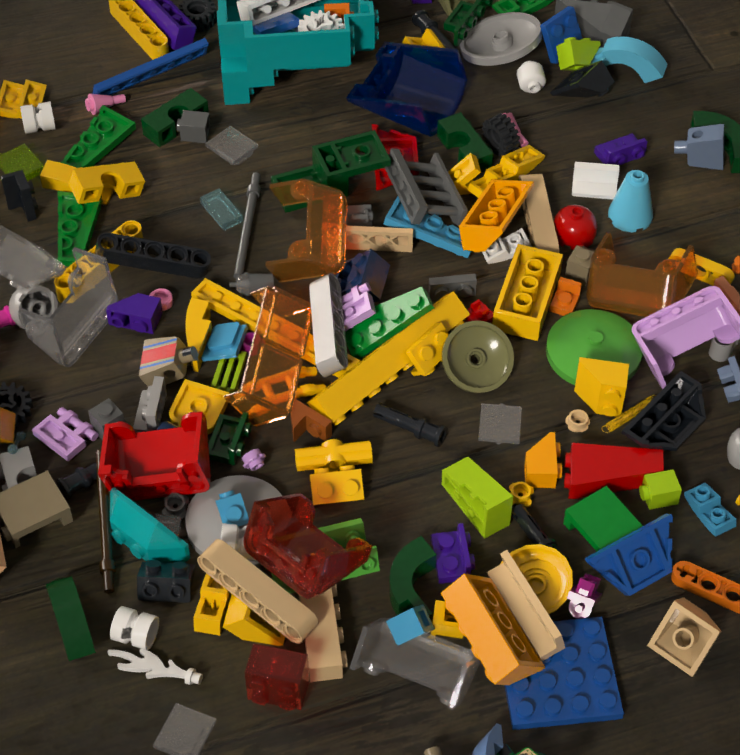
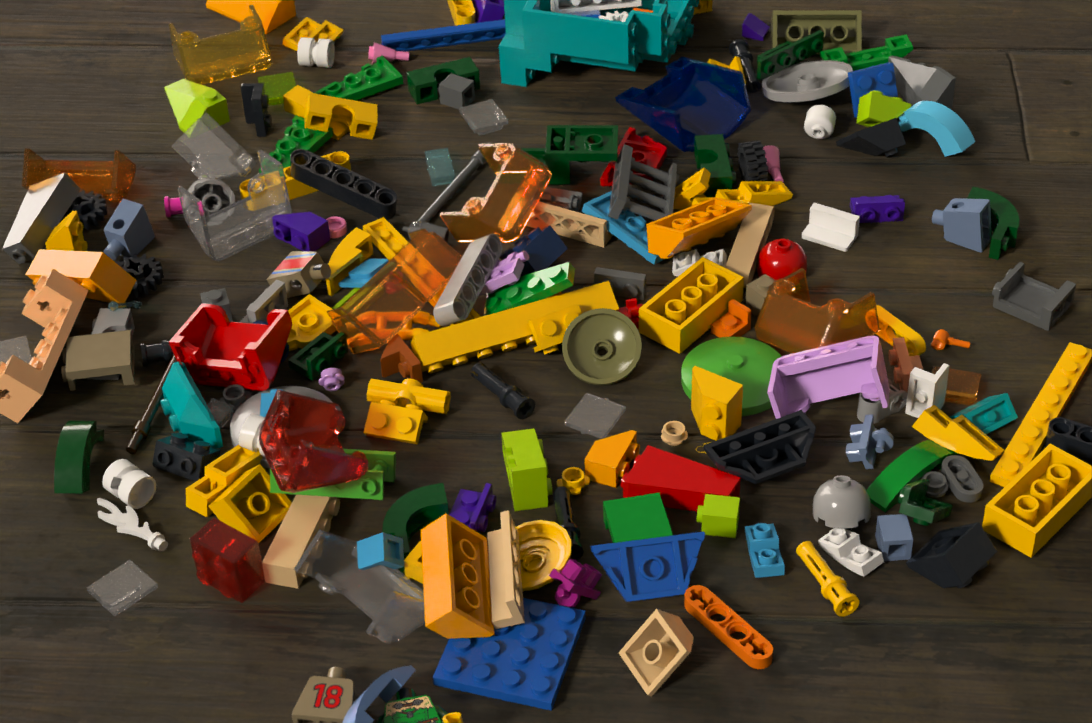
camera: 25 degrees right, 10 degrees down
(60, 438) = (167, 310): lavender plate -> none
(257, 591) = (247, 476): tan beam -> none
(632, 203) = (853, 253): medium azure cone -> none

